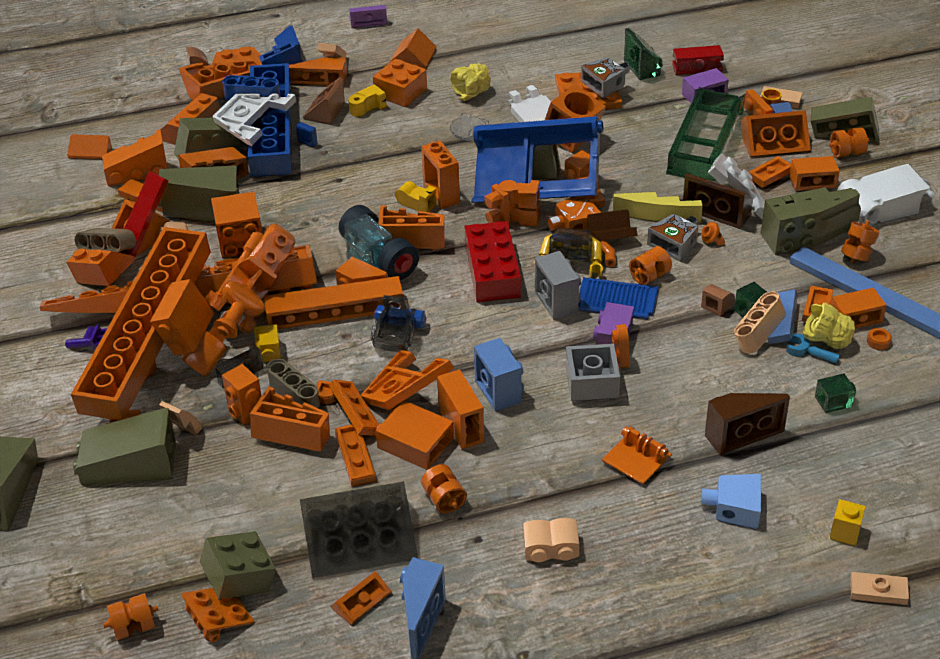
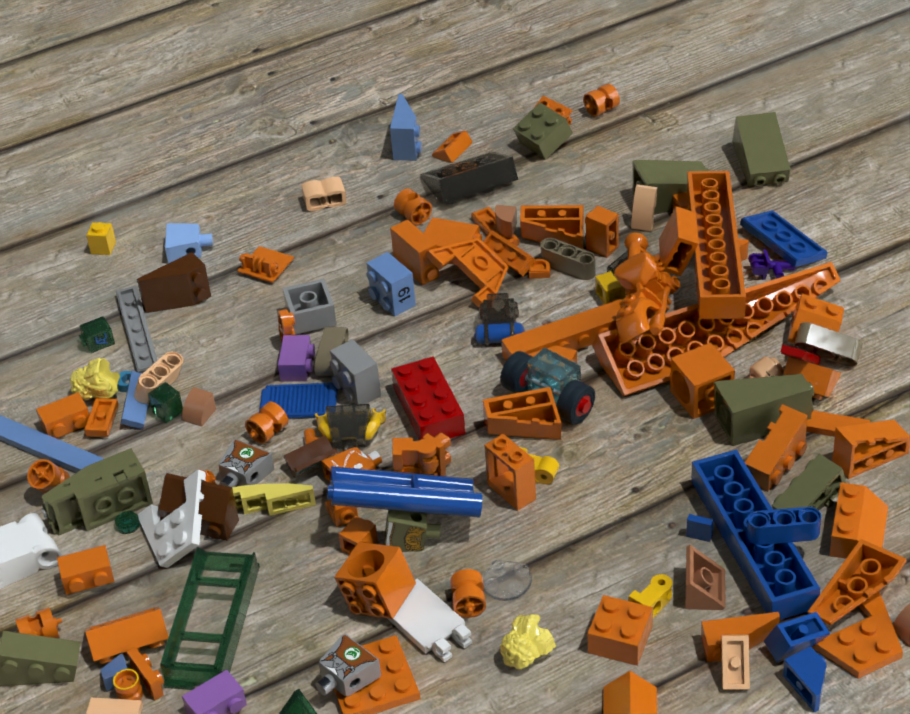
camera: 170 degrees right, 0 degrees up
(54, 370) = (783, 238): none -> blue tile
(244, 110) = (772, 491): white wing -> none
(341, 434) = (506, 220): none -> nougat brick
(503, 111) = (468, 593): none -> orange wheel
(576, 327) = (331, 338): none -> dark tan beam
(770, 171) = (136, 575): orange plate -> none
(798, 425) = (136, 328): none -> light grey tile
(879, 339) = (46, 398): orange tile -> none
(879, 588) = (84, 213): light nougat plate -> none

